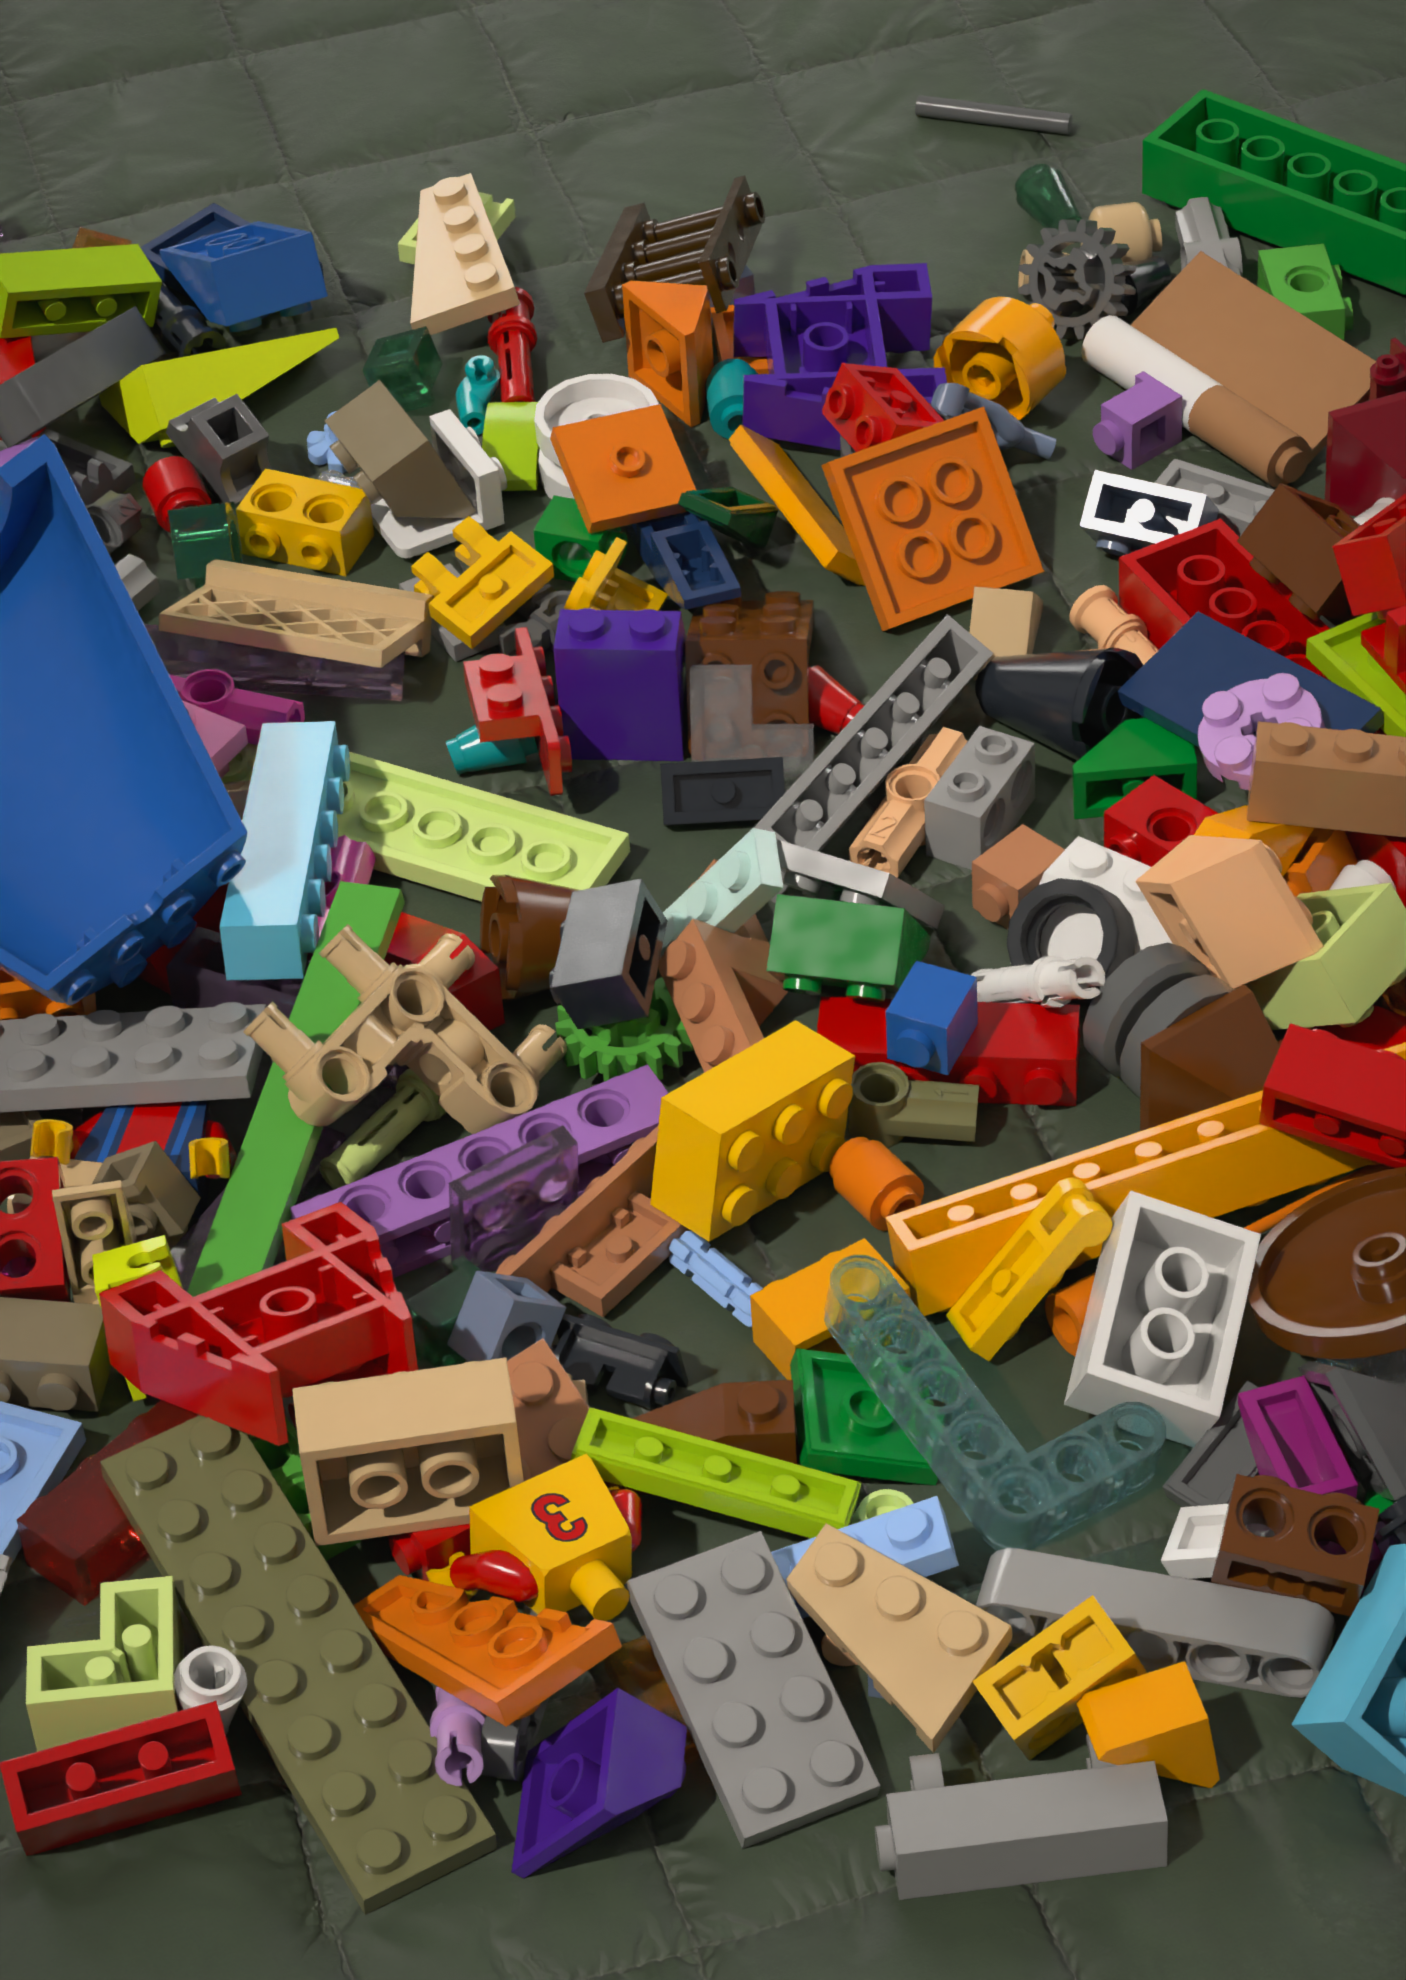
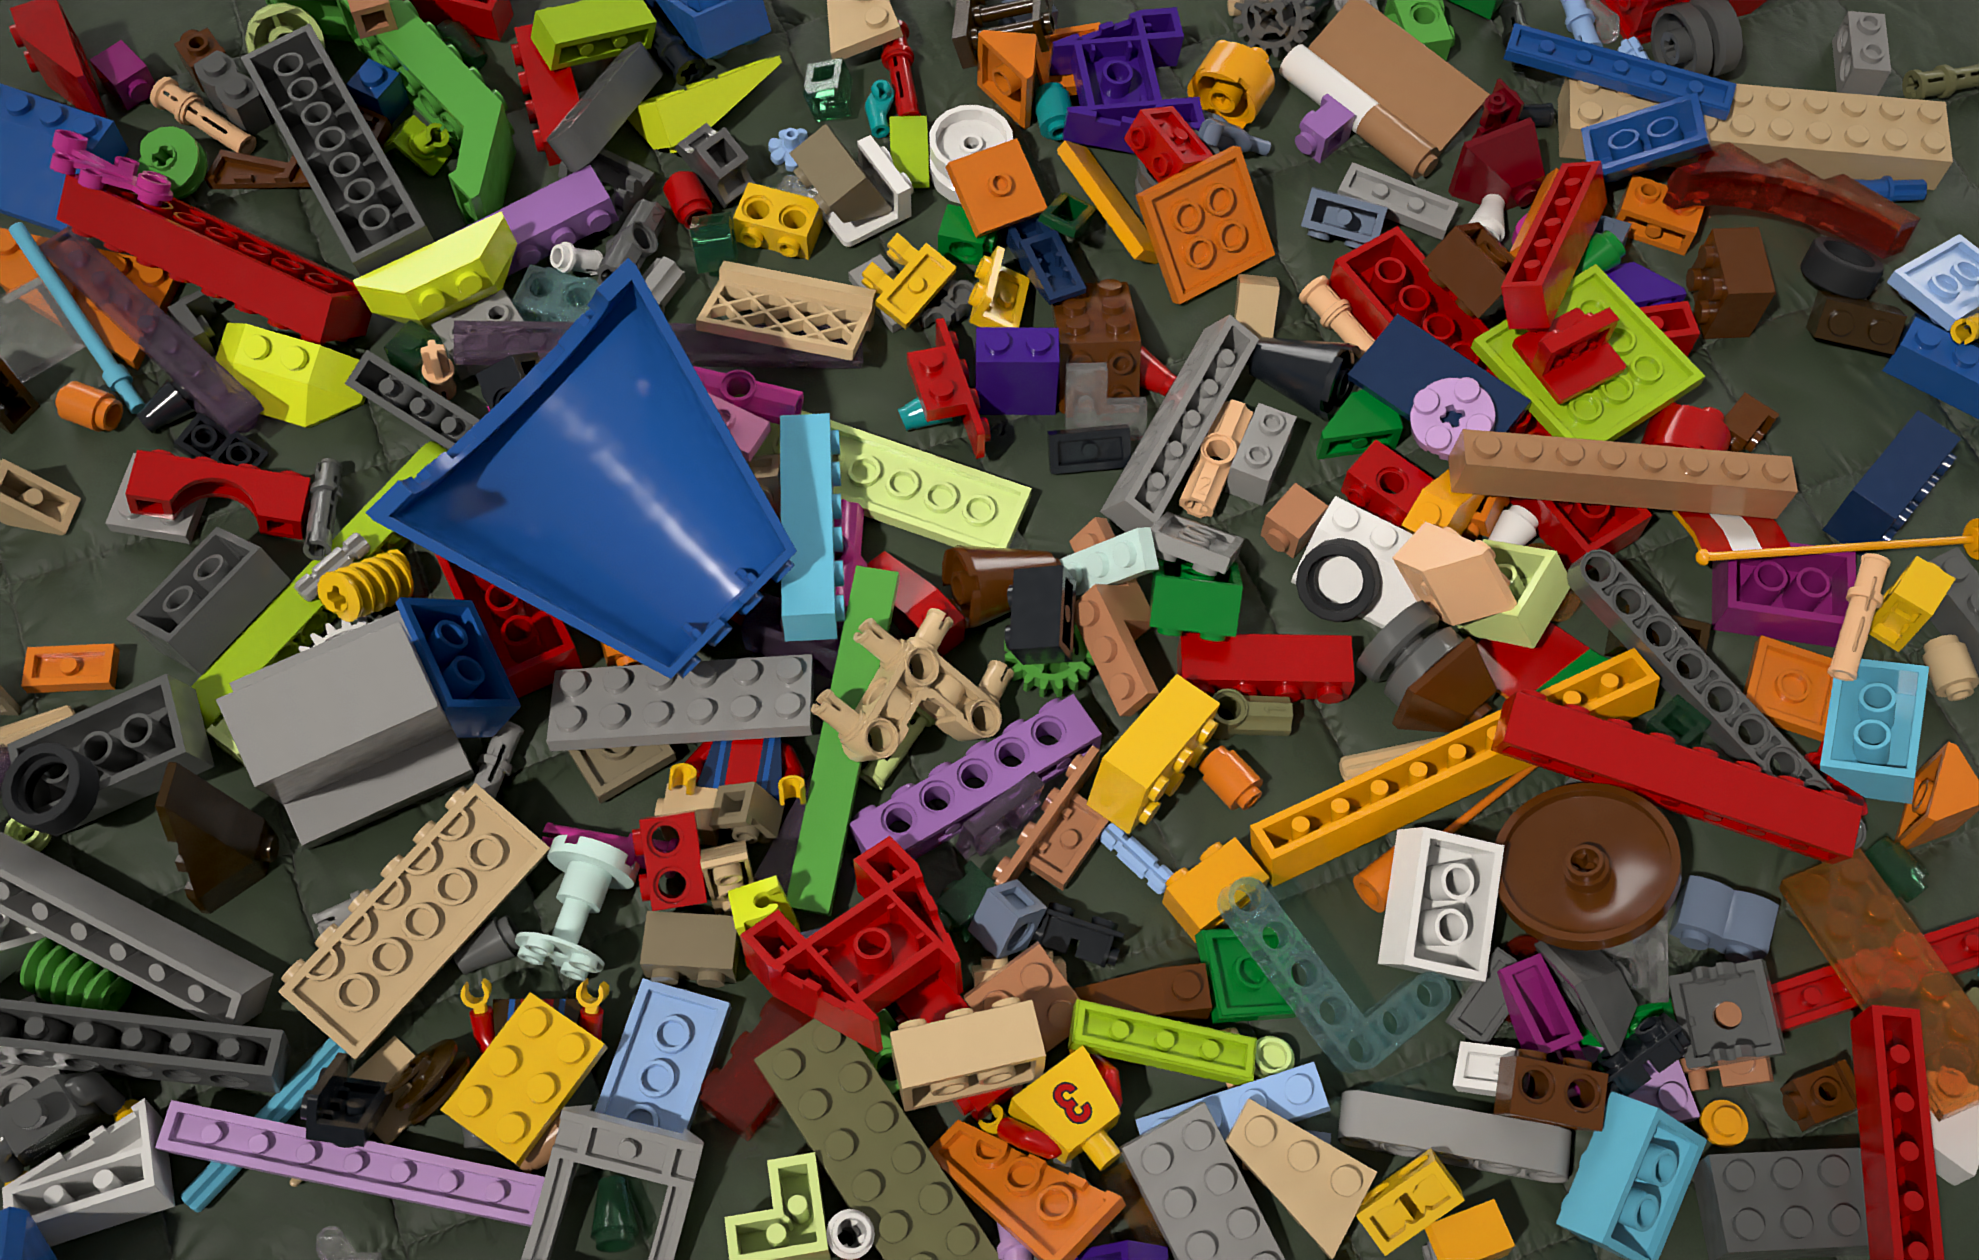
camera: 10 degrees left, 20 degrees up
(931, 1017) = (1261, 660): blue brick -> none
(1029, 1266) = (1346, 861): yellow plate -> none
(1045, 981) = (1334, 625): white pin -> none

